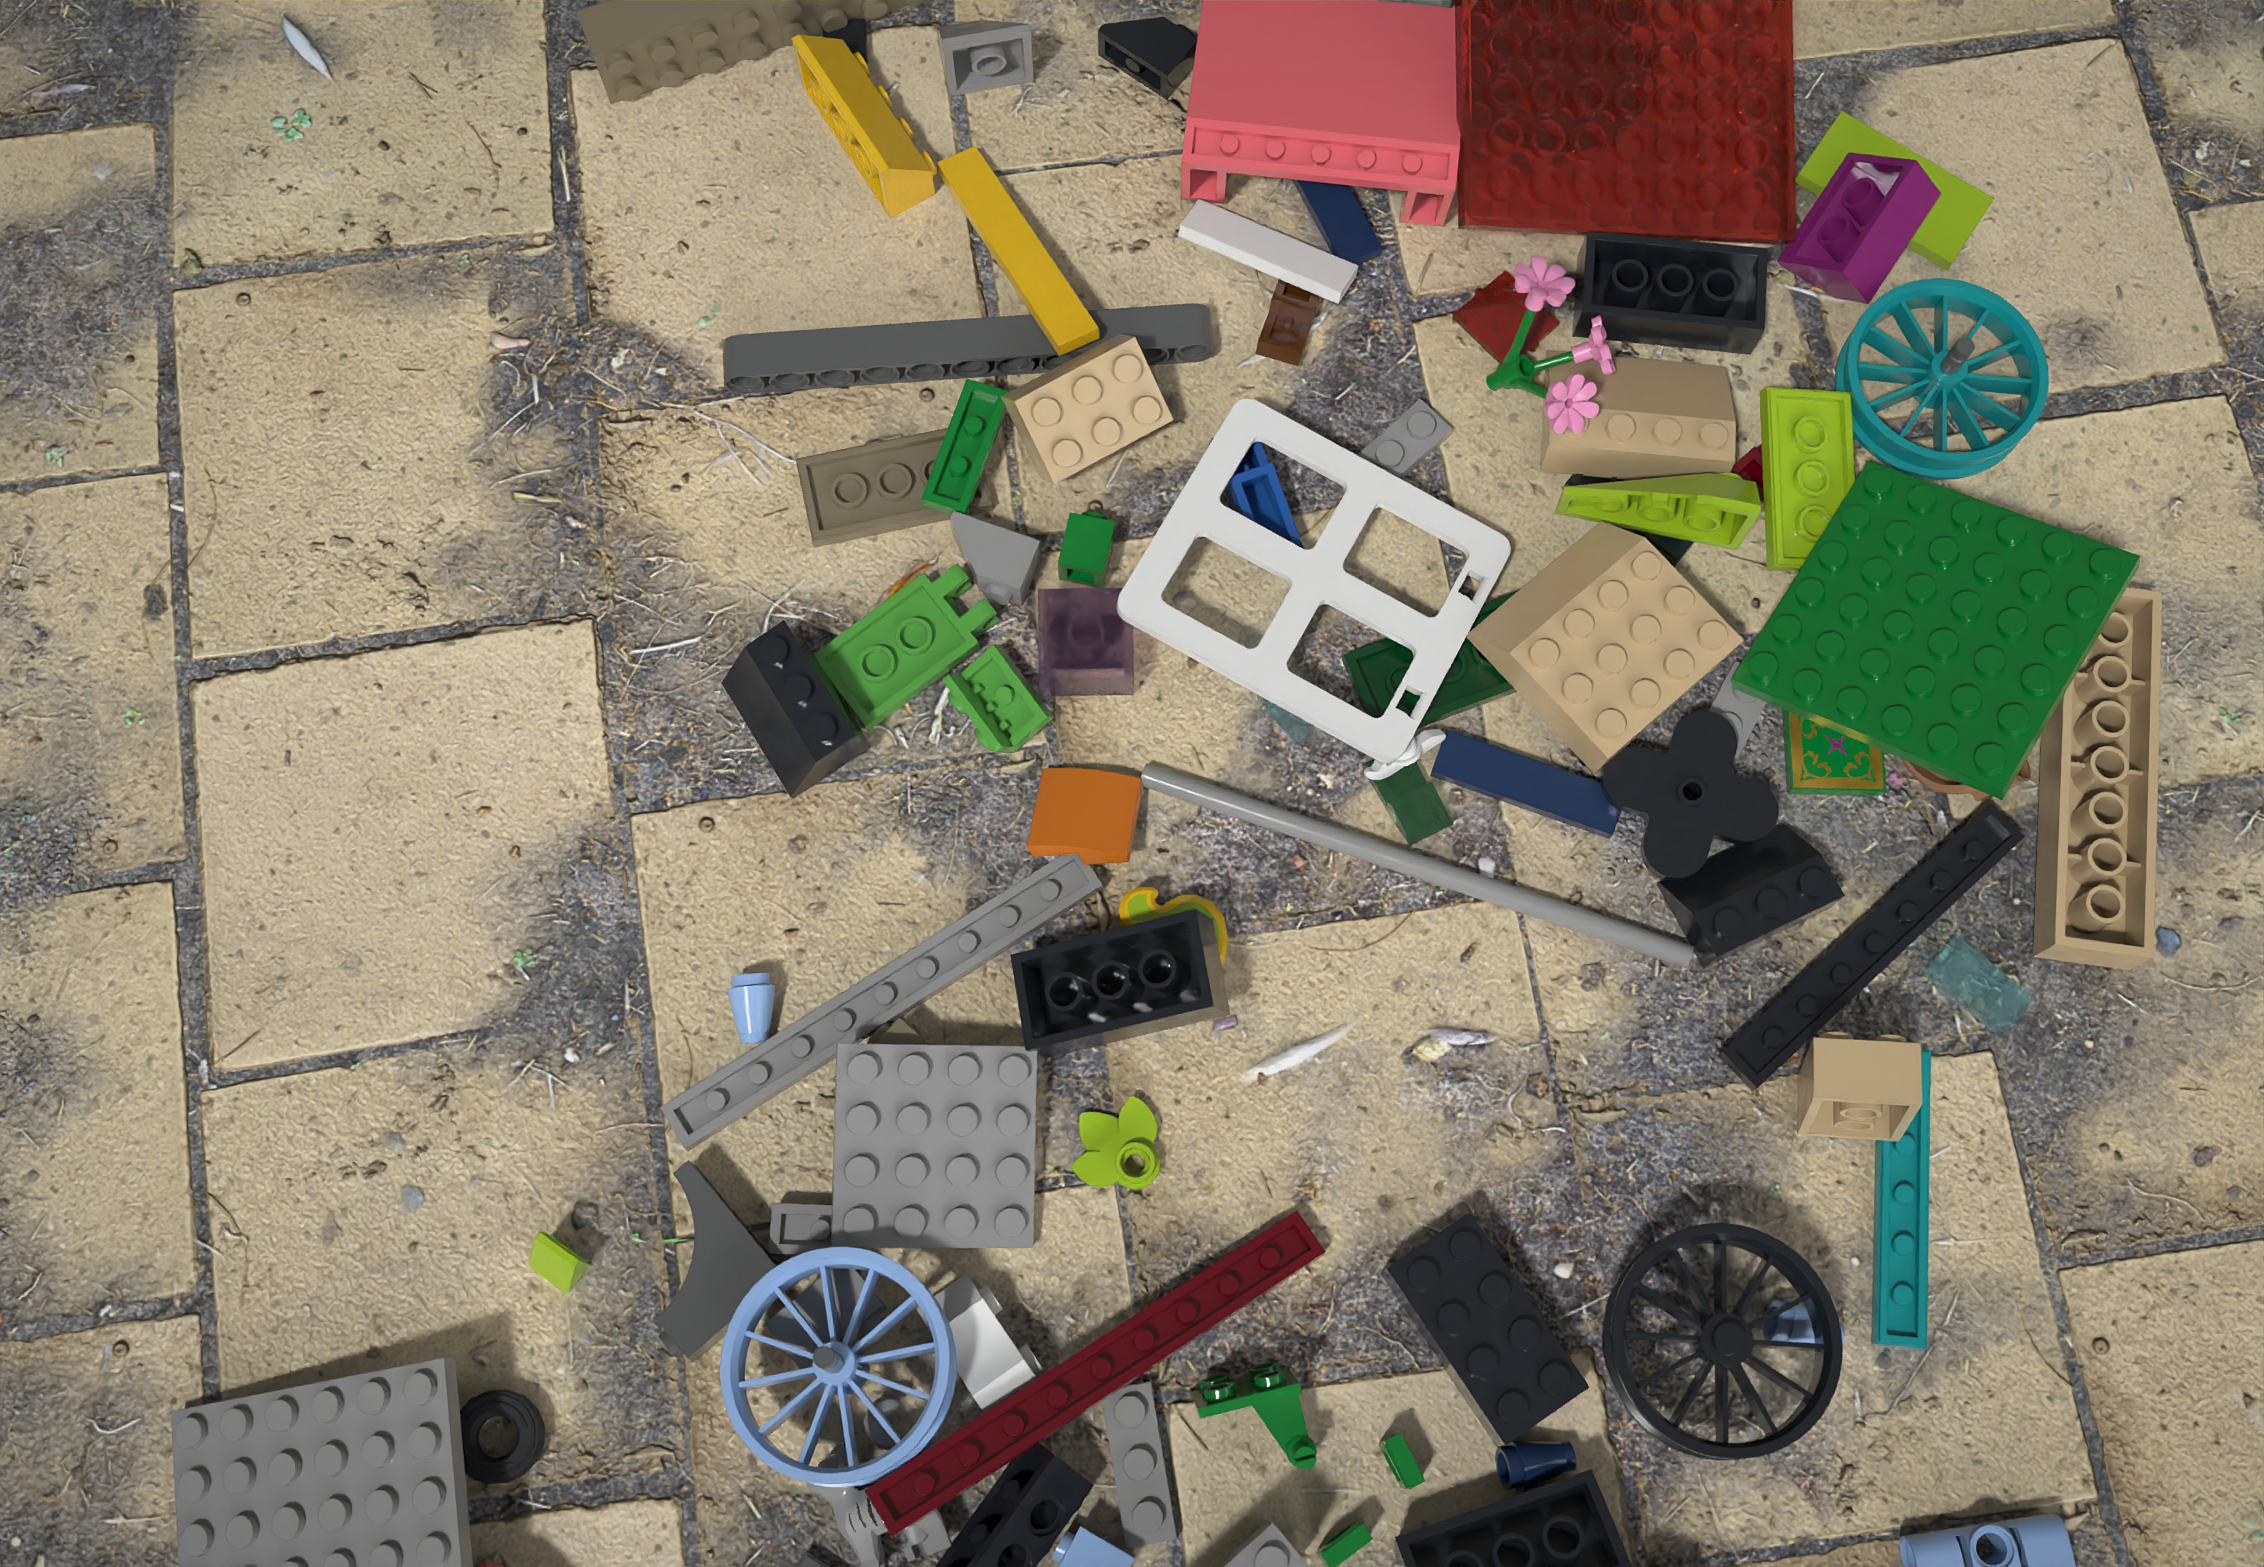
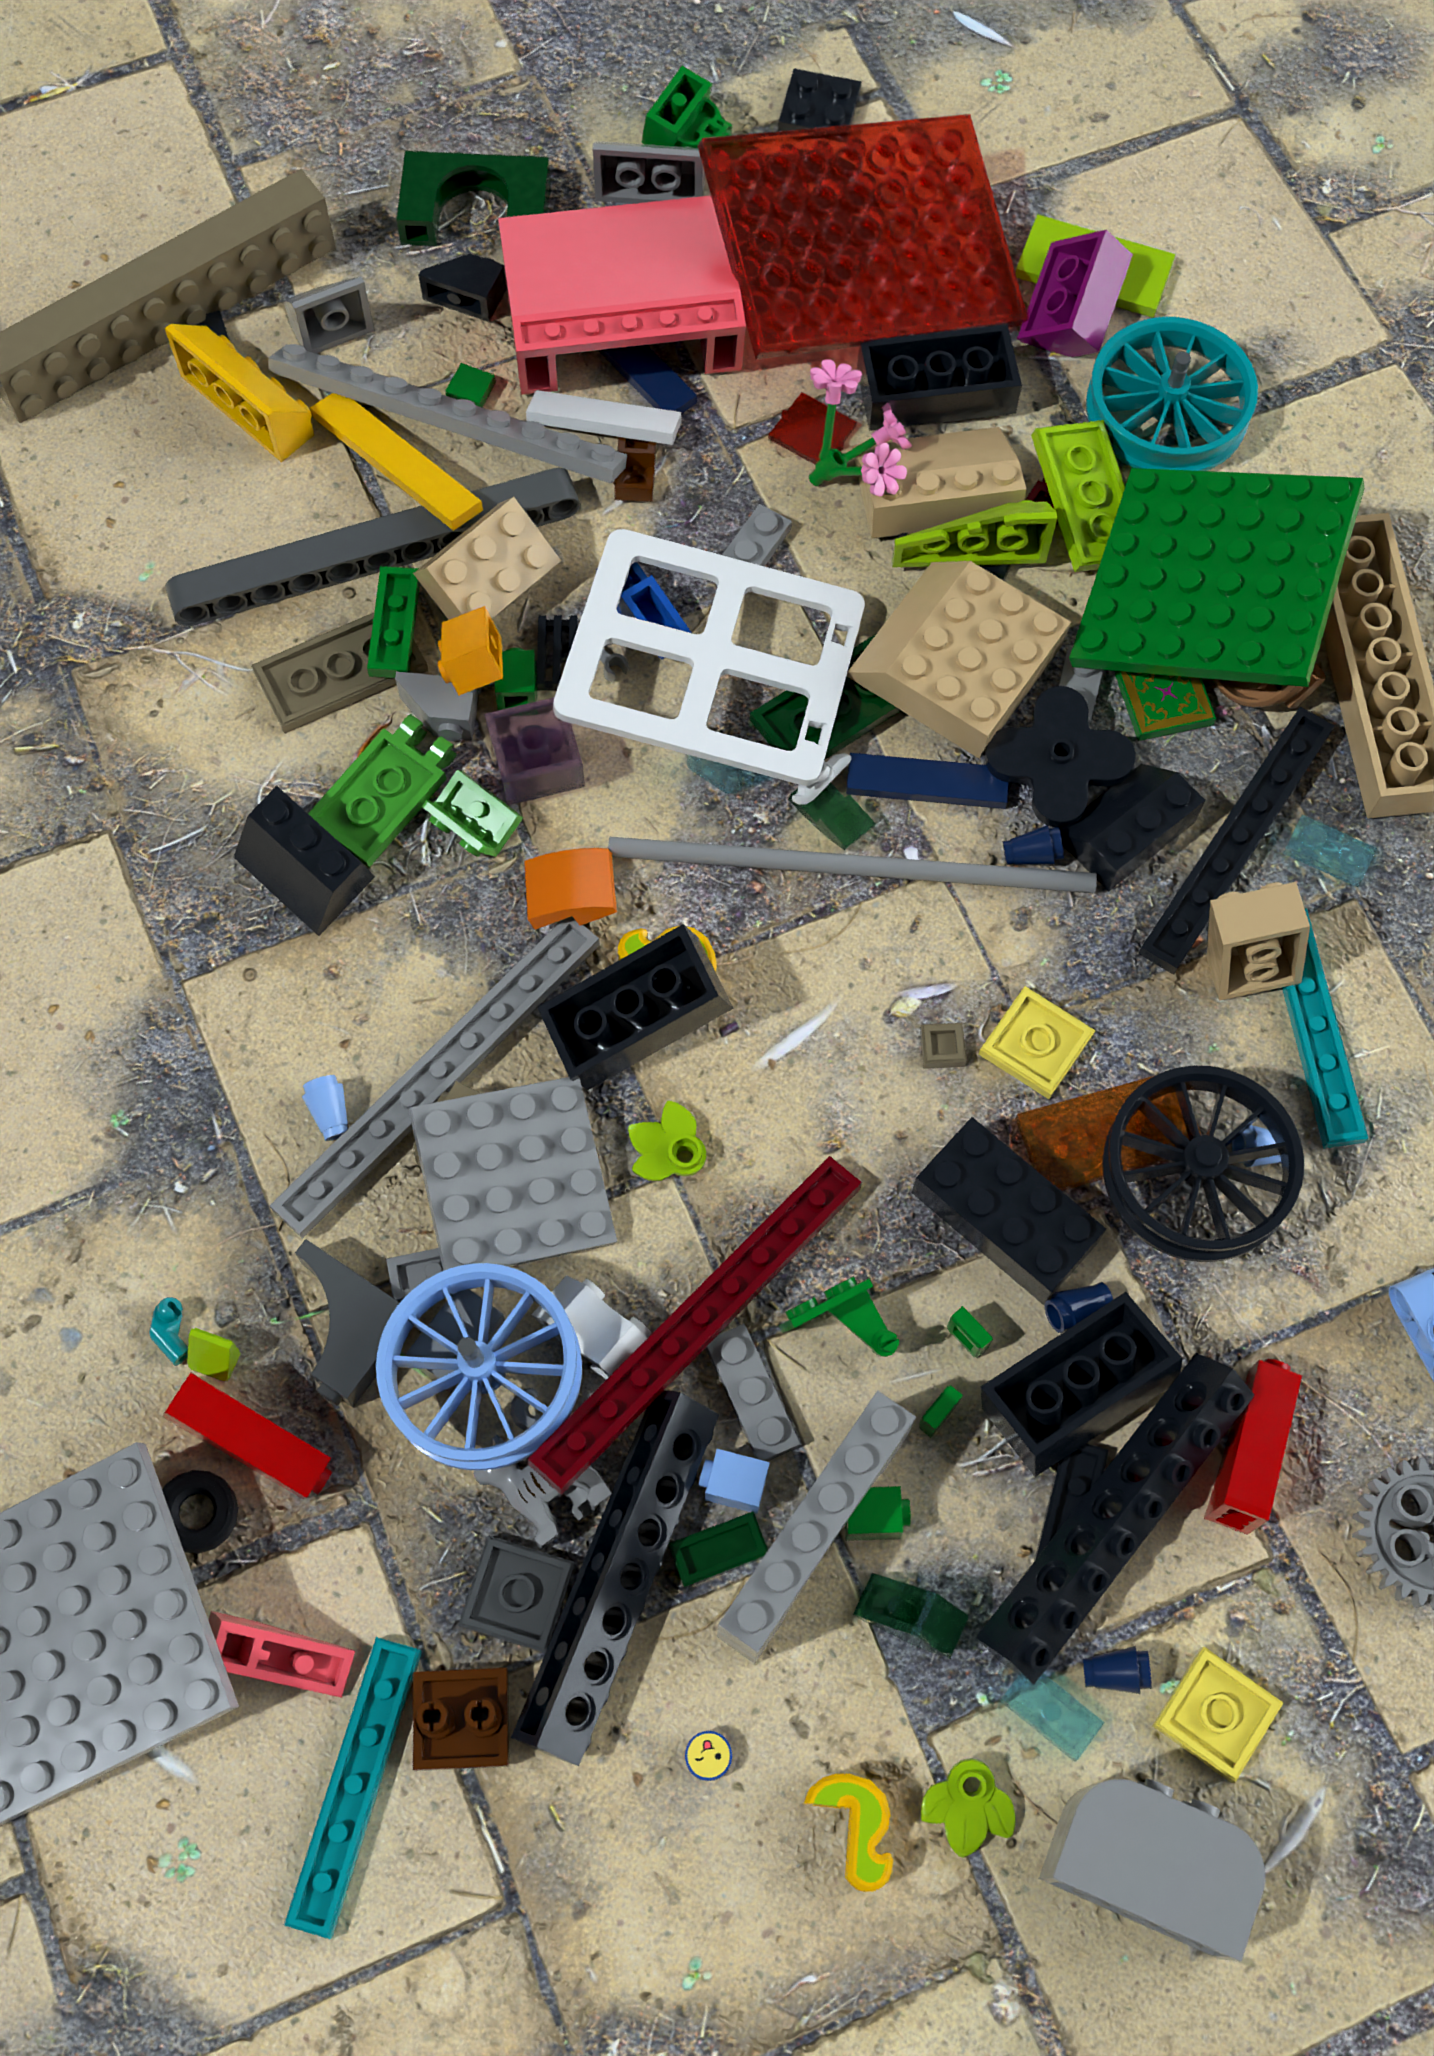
camera: 15 degrees left, 5 degrees down
(514, 1219) = (165, 1330): none -> teal arm
(570, 1371) = (248, 1437): none -> red slope
(1041, 510) = (470, 651): none -> light orange brick
(1092, 206) = (454, 415): none -> light grey plate
(1125, 177) = (471, 385): none -> green tile
(1151, 491) = (556, 625): none -> black tile
(1200, 548) = (613, 660): none -> light grey hand
(1462, 1108) = (943, 1045): none -> dark tan tile
(1571, 1132) = (1036, 1042): none -> light yellow tile
(1581, 1255) = (1070, 1136): none -> clear orange tile
(1630, 897) = (1034, 847): none -> dark blue cone

